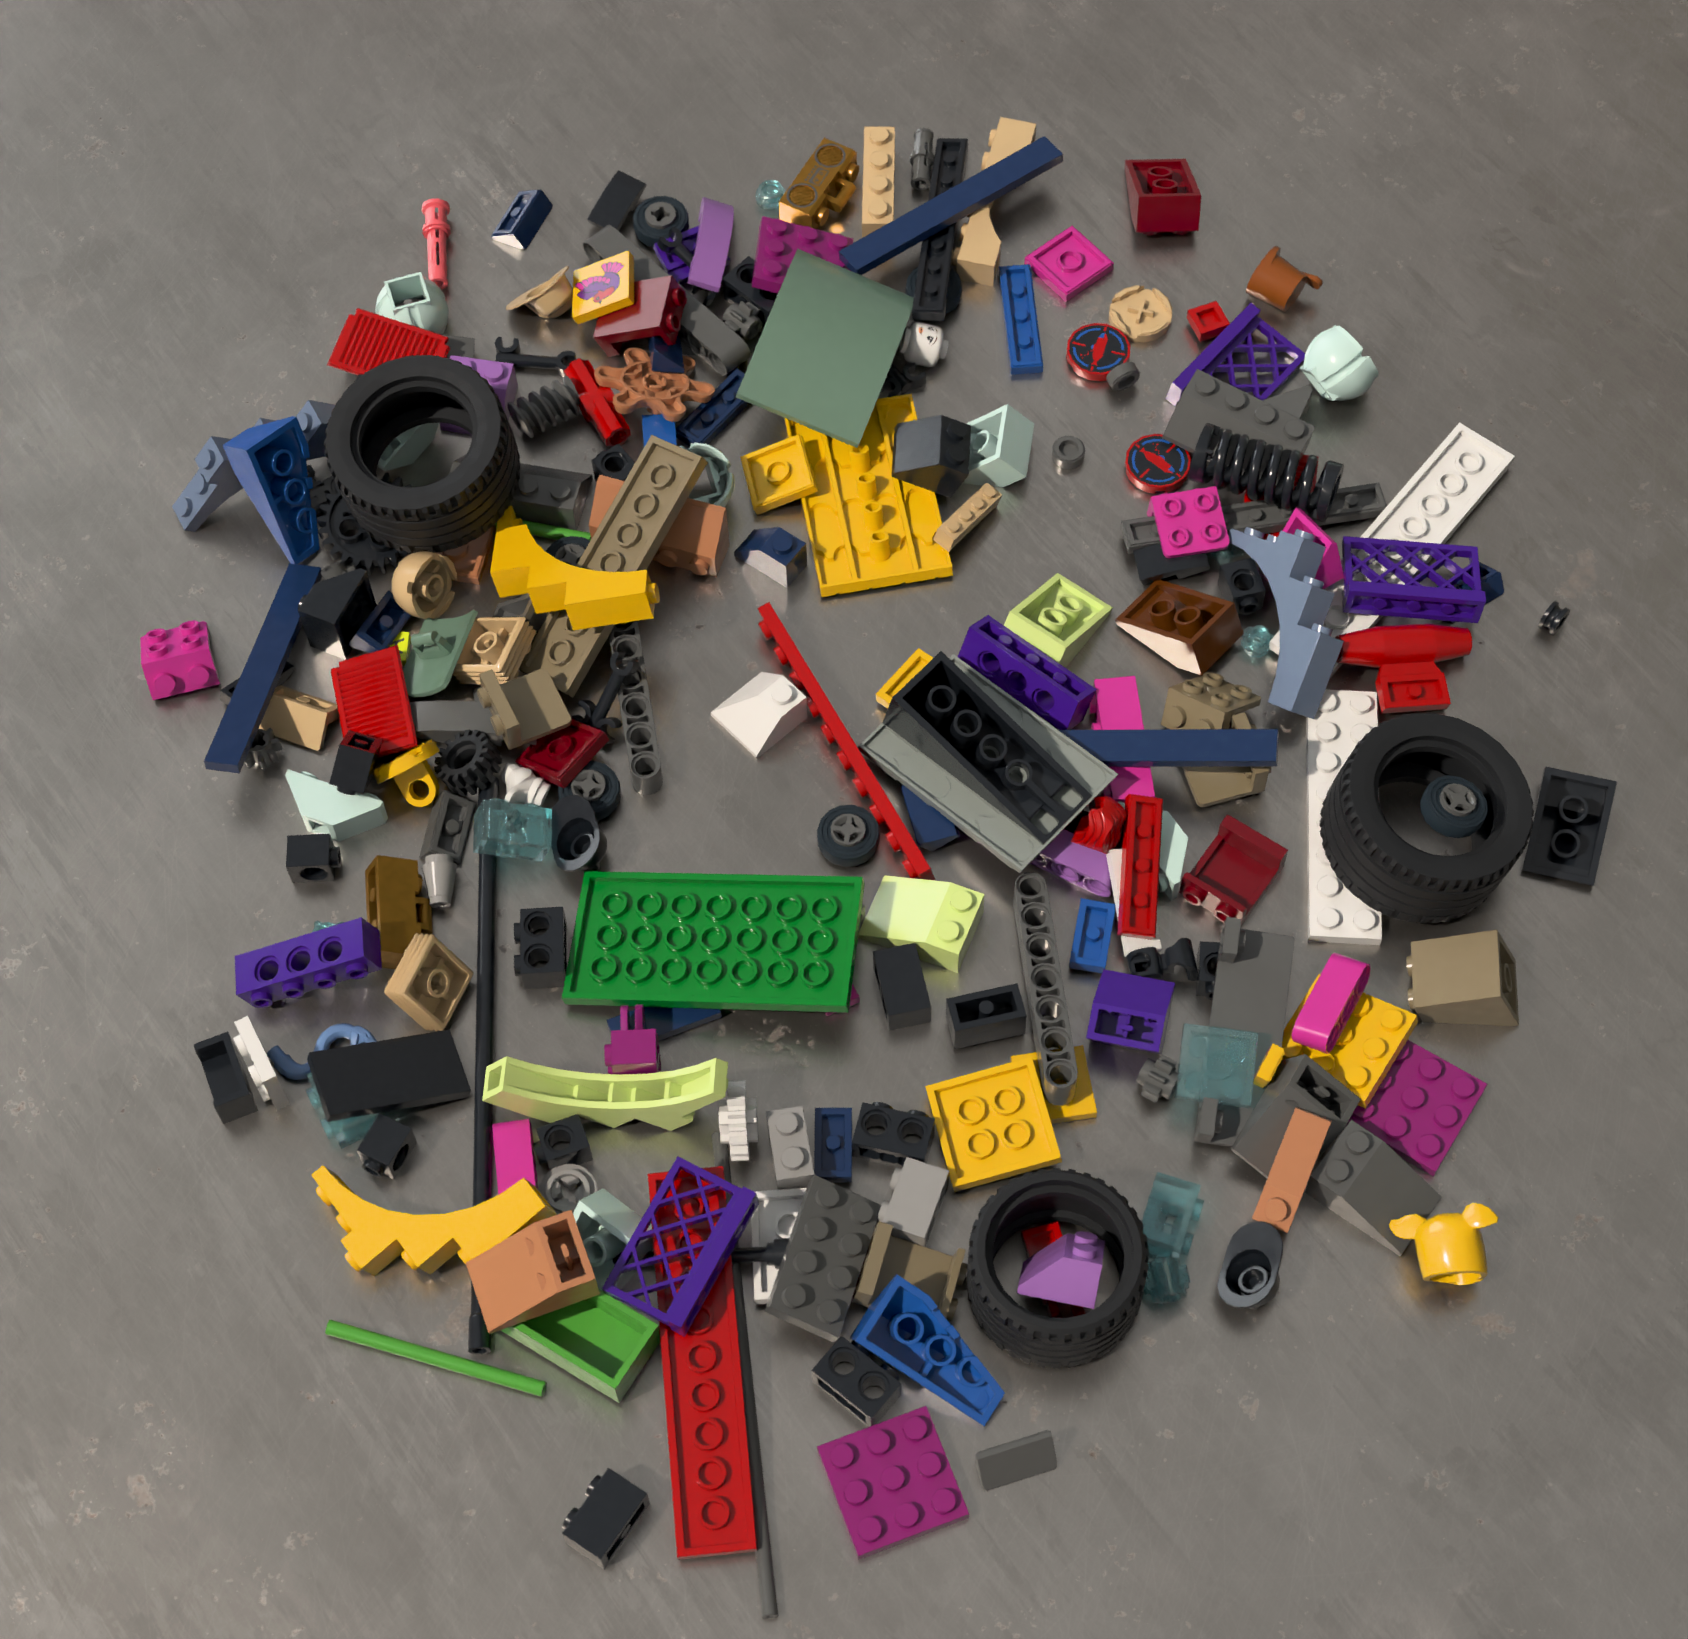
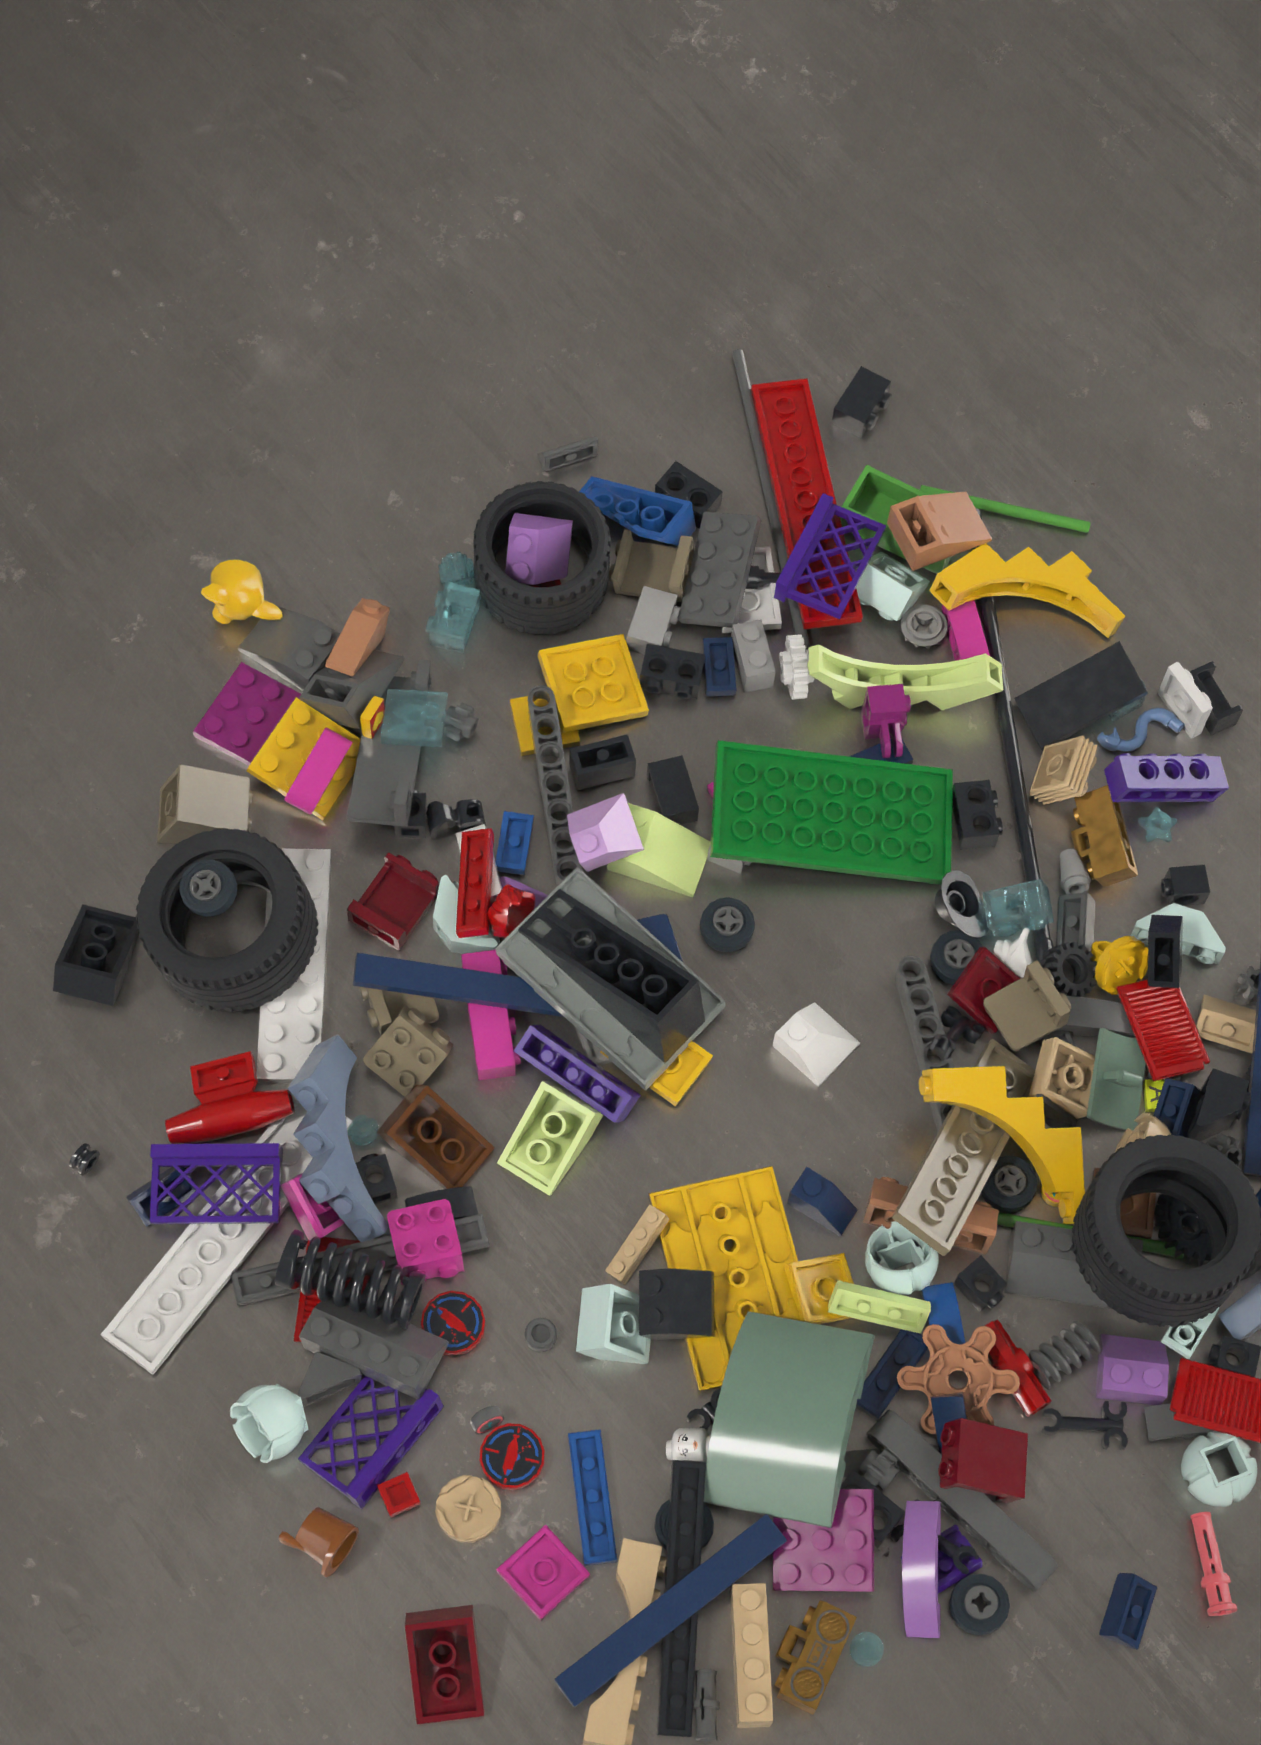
camera: 170 degrees right, 5 degrees up
(386, 1147) = (1071, 648): black brick -> none
(548, 298) = (1090, 1495): tan piece -> none
(566, 1129) = (937, 646): black brick -> none
(603, 287) = (1026, 1489): yellow tile -> none
(616, 201) = (1030, 1627): black slope -> none
(754, 448) = (879, 1306): none -> yellowish green plate
(849, 756) = (743, 1017): red plate -> none
(892, 1482) = (655, 435): magenta plate -> none
(991, 902) = (604, 832): none -> lavender slope
(1131, 1011) = (483, 765): dark purple slope -> none
(1251, 1266) = (392, 574): black piece -> none

